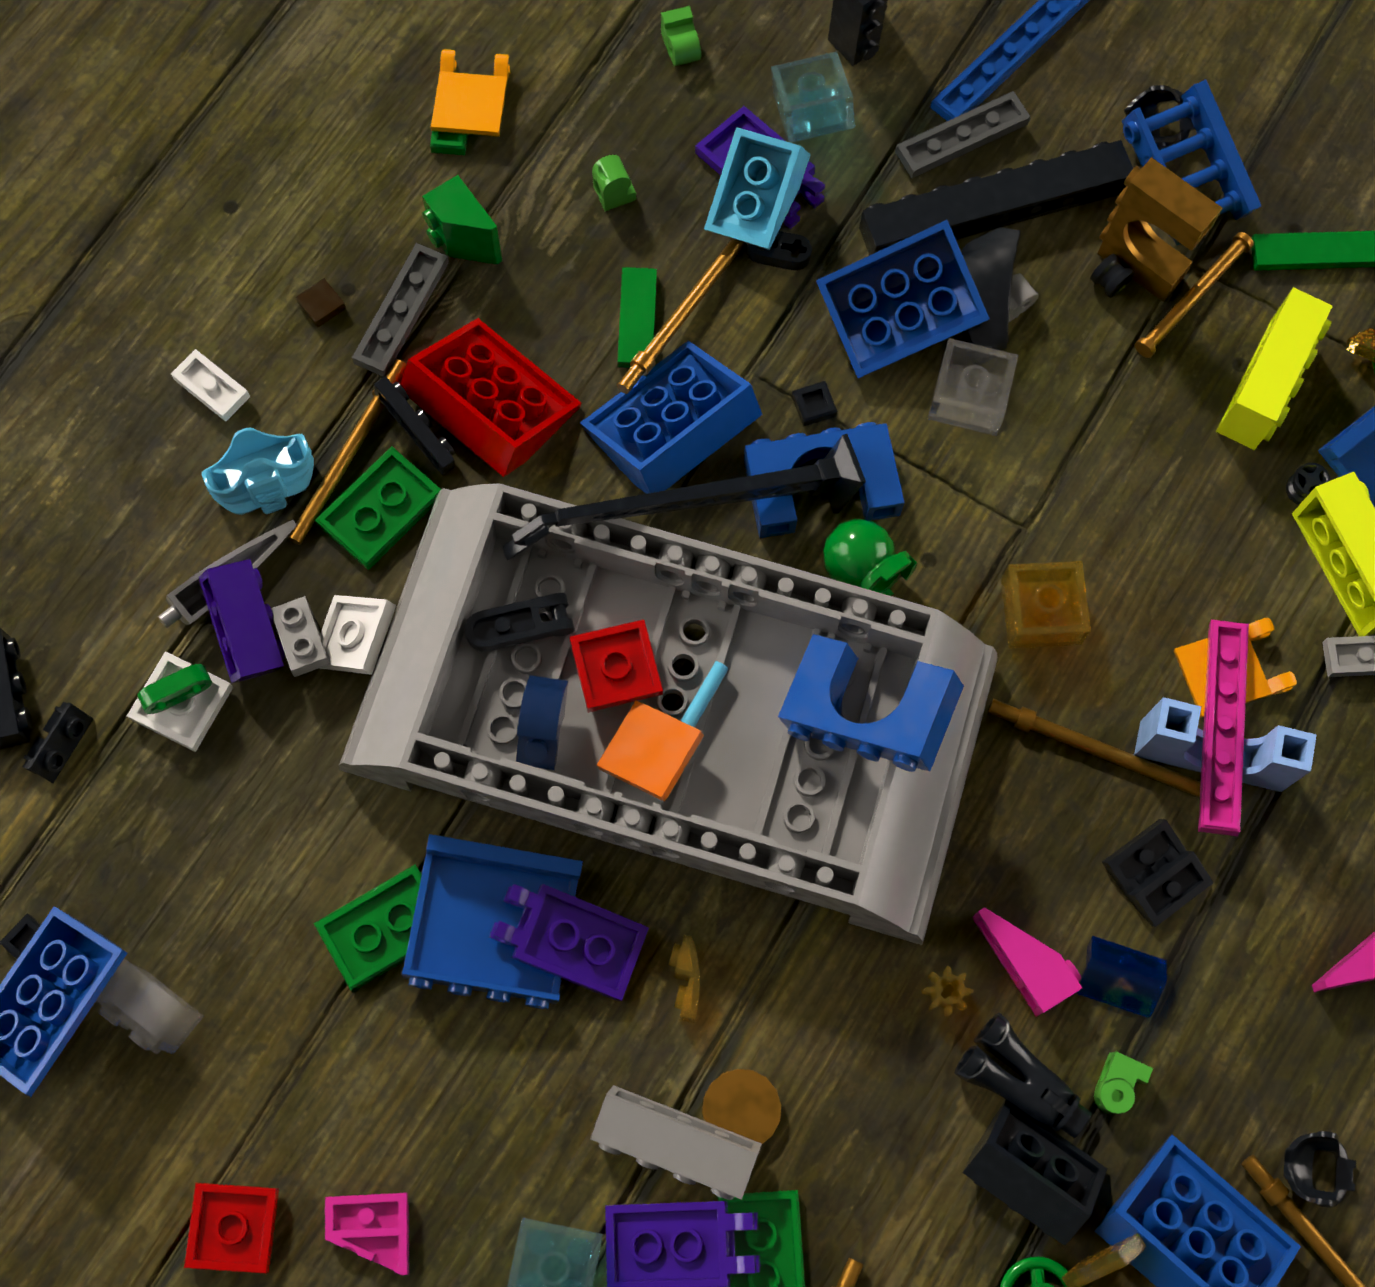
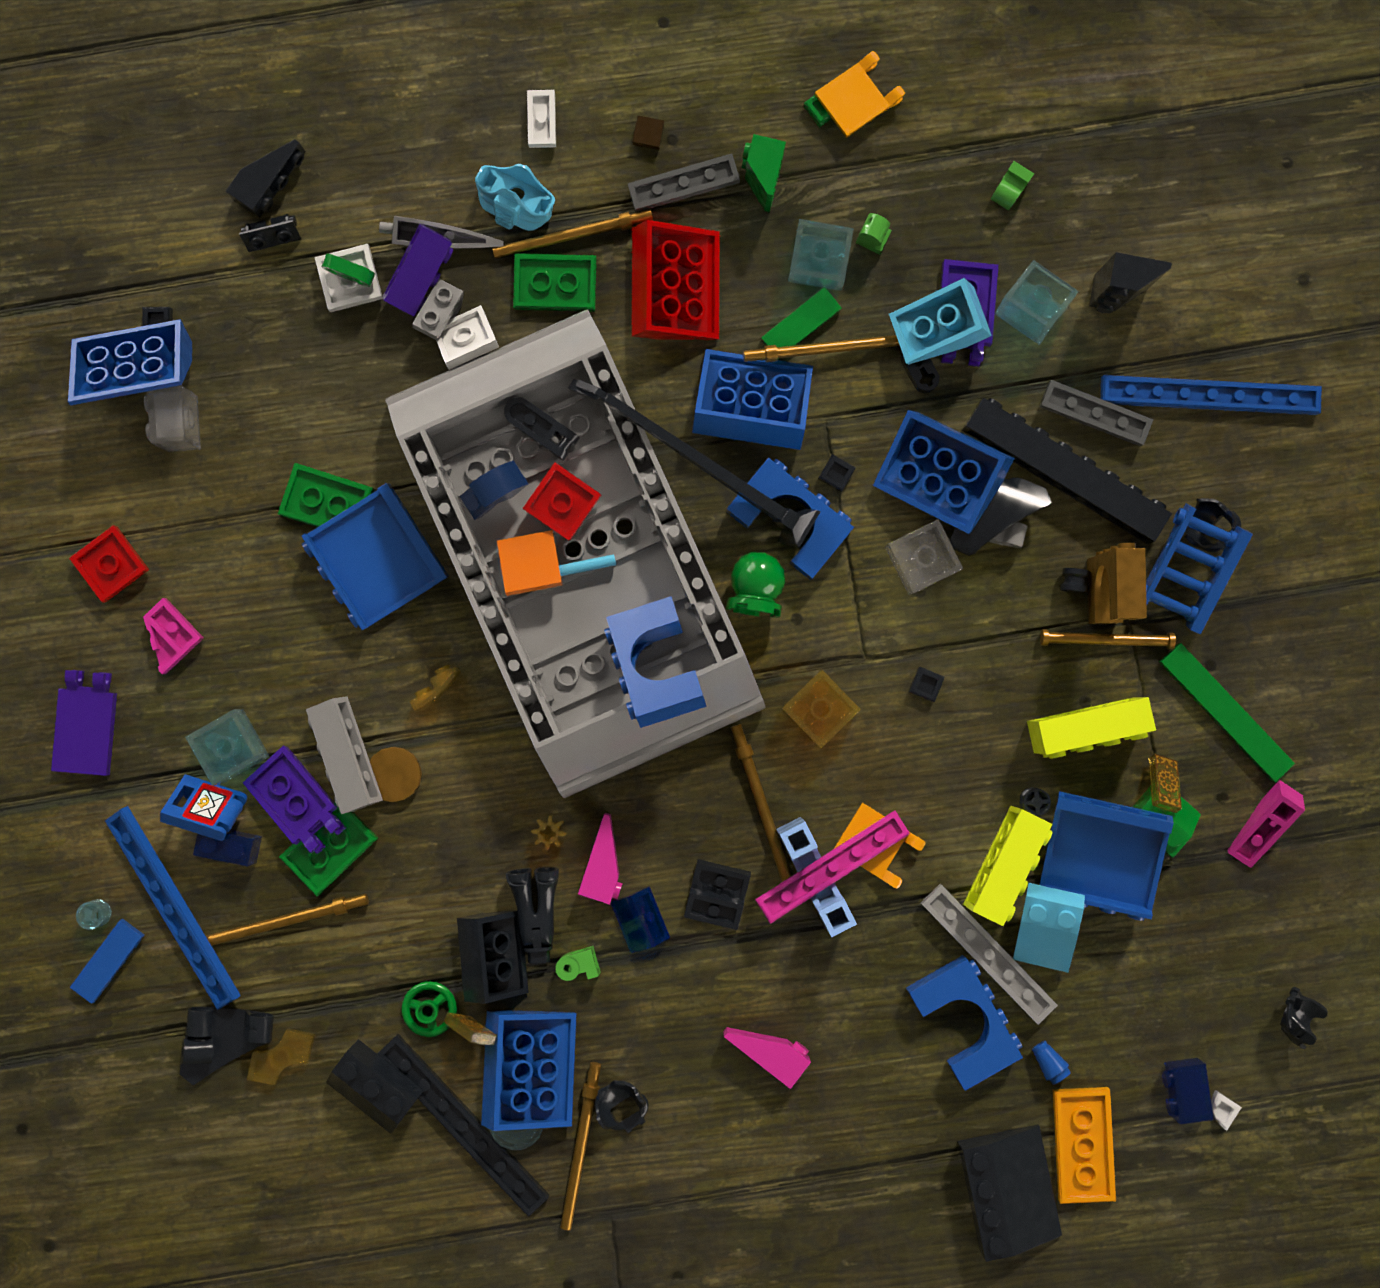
camera: 50 degrees right, 15 degrees up
(415, 425) = (617, 258): black plate -> none
(572, 939) = (403, 608): dark purple tile -> none
(589, 242) = (820, 254): none -> clear light blue brick
(1101, 491) = (926, 684): none -> black tile

